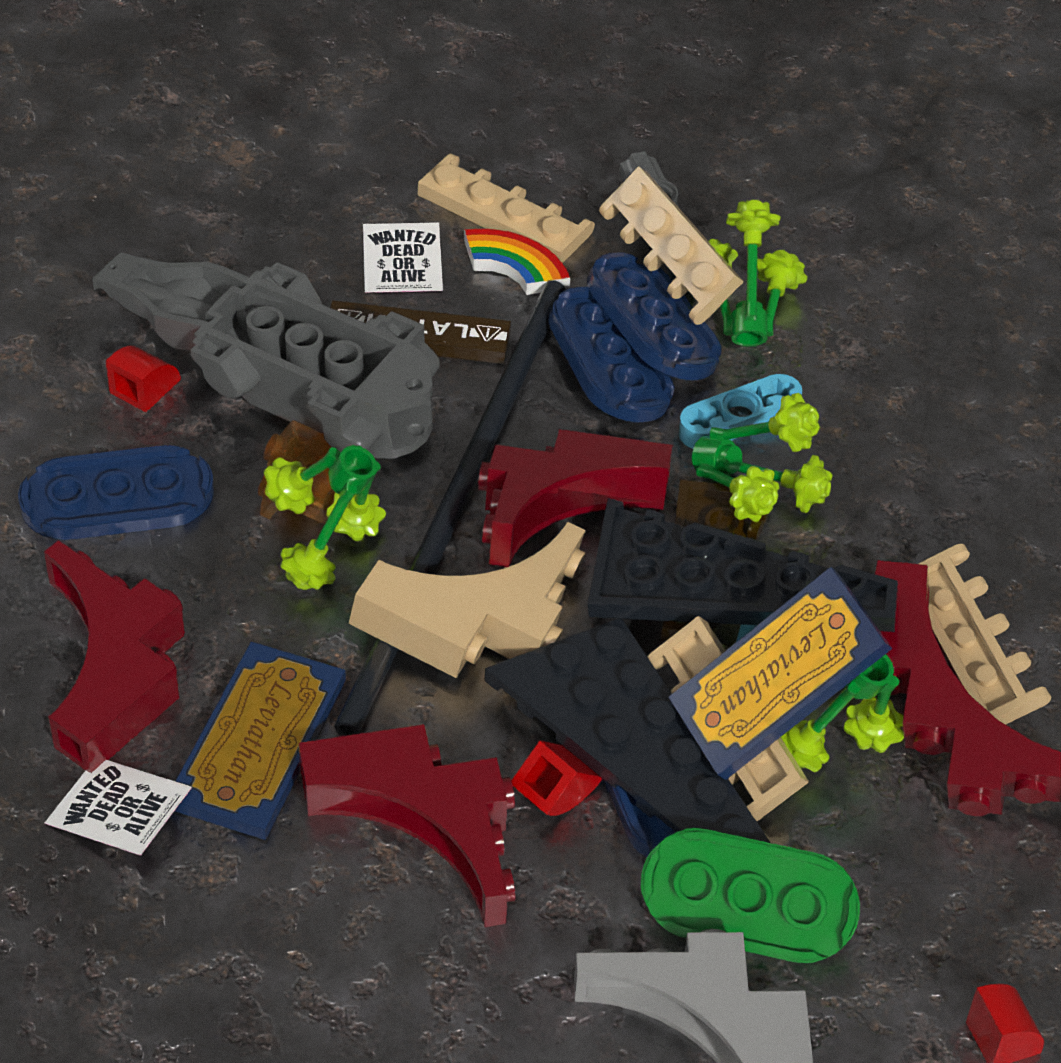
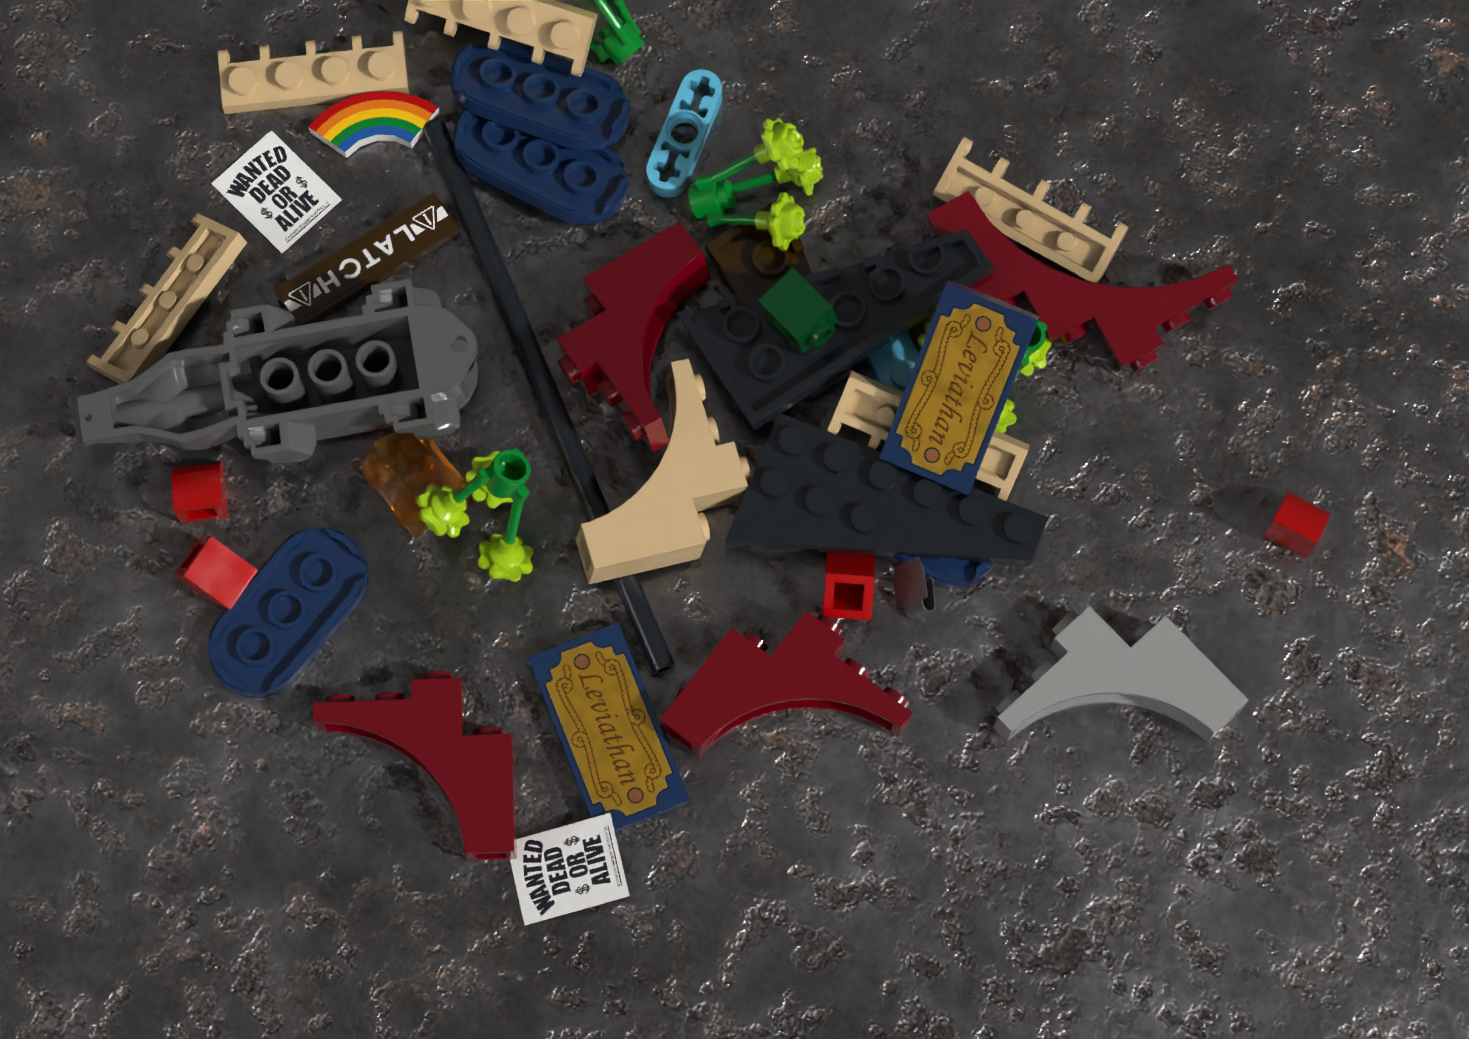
camera: 40 degrees left, 25 degrees up
(93, 423) = (215, 572): none -> red brick
(307, 251) = (170, 302): none -> tan hinge
(604, 819) = (915, 593): none -> dark grey piece
(699, 540) = (799, 311): none -> dark green brick
(779, 896) = (1062, 567): green tile -> none

